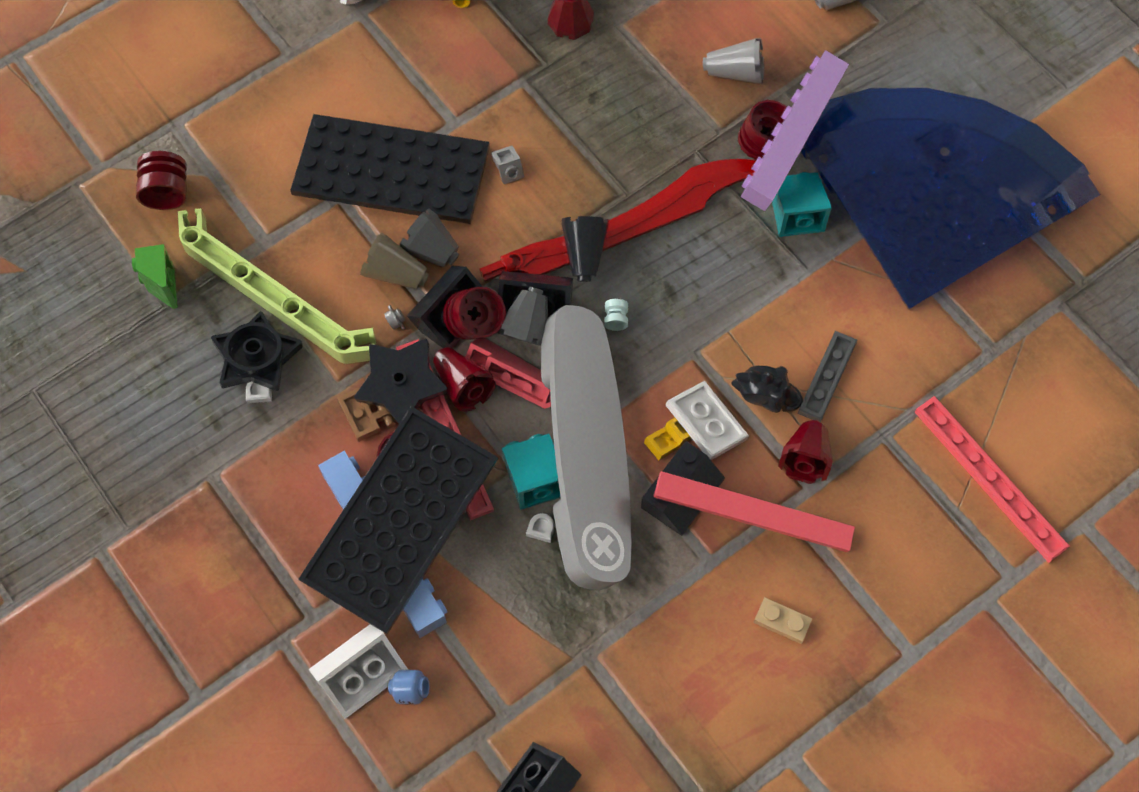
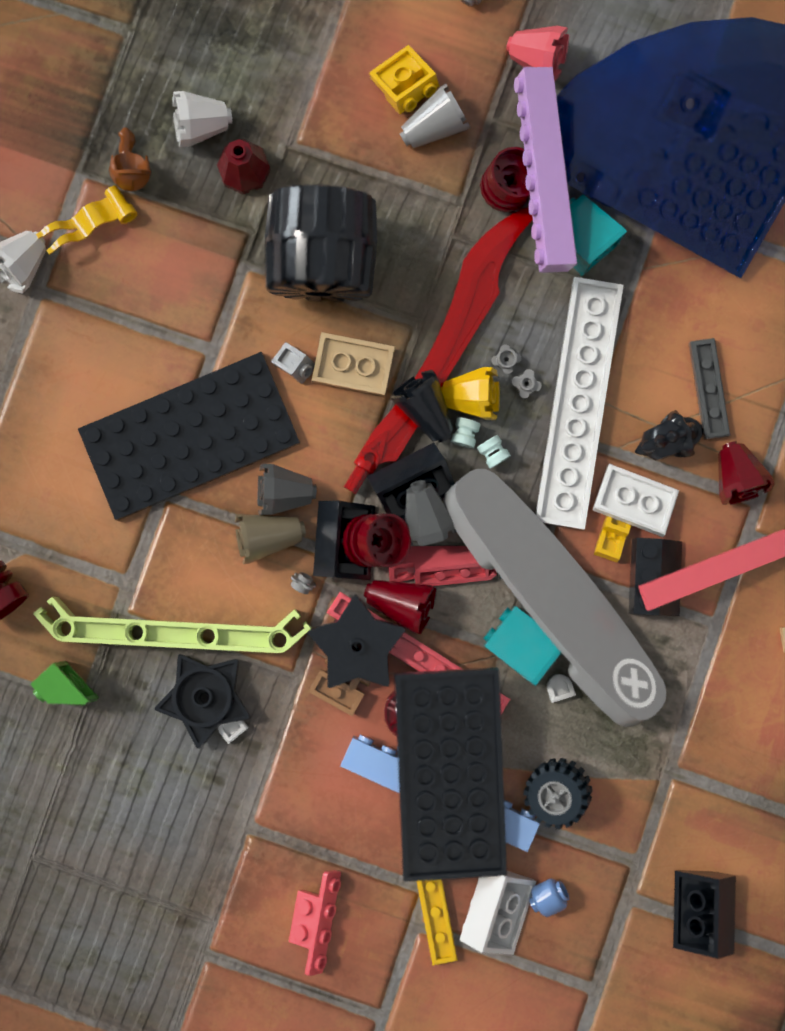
camera: 35 degrees left, 20 degrees up
(205, 579) = (314, 920): none -> coral bracket
(305, 642) = (437, 921): none -> yellow tile
(477, 601) = (558, 793): none -> black wheel
(552, 190) = (353, 364): none -> tan plate
(585, 81) = (320, 243): none -> black wheel
(604, 287) = (465, 434): none -> light aqua wheel
(631, 262) = (474, 393): none -> yellow cone
(677, 251) = (513, 357): none -> light grey plate
(680, 289) = (523, 390): none -> light grey plate
(709, 322) = (579, 403): none -> white plate
(733, 25) = (405, 80): none -> yellow plate
(862, 62) = (540, 47): none -> coral cone

